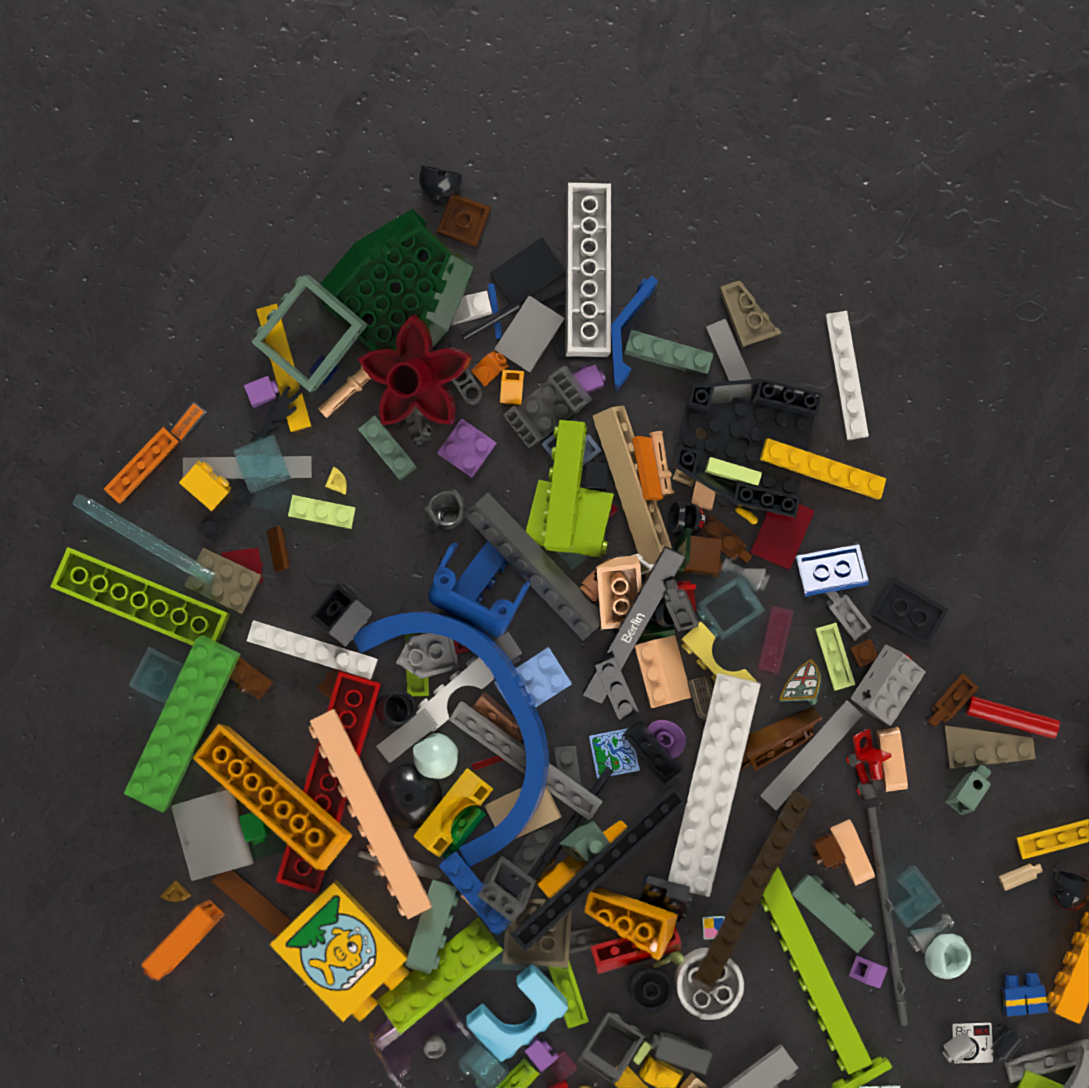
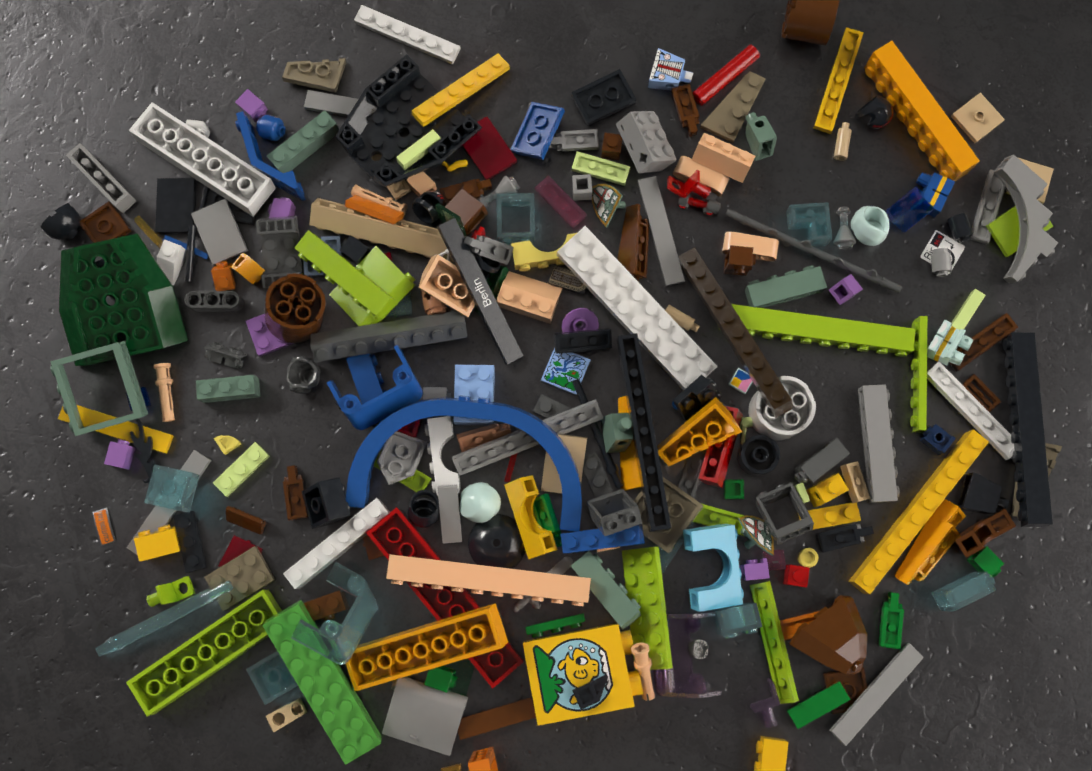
camera: 50 degrees left, 5 degrees down
(132, 709) = (286, 714): none -> tan leg
(141, 465) = (109, 583): orange plate -> none
(169, 526) = (170, 592): none -> lime bracket
(226, 712) = (335, 639): none -> clear light blue windscreen
(329, 973) = (590, 692): none -> black tile
(335, 574) = (293, 489): none -> reddish brown hinge
(369, 901) = (555, 625): none -> green plate
(386, 1004) = (643, 664): none -> light nougat pin
(416, 375) = (185, 328): dark red plant -> none
(485, 269) = (148, 231): none -> clear yellow tile
(486, 454) = (292, 323): none -> reddish brown brick
(506, 186) = (101, 178): none -> light grey brick
(576, 1034) = (757, 532): none -> shield
(604, 986) = (733, 489): none -> green tile
(616, 687) = (517, 335): plate -> none
(620, 240) = (199, 126): none -> white arm
(663, 310) = (270, 127): none -> blue head
(673, 277) = (251, 105): none -> medium lavender brick
(736, 831) = (683, 320): none -> tan cylinder
(802, 652) = (582, 187): none -> light grey brick
(922, 770) = (723, 157): none -> light nougat slope
(978, 659) = (668, 71): none -> torso
(989, 984) = (909, 209): none -> clear blue panel

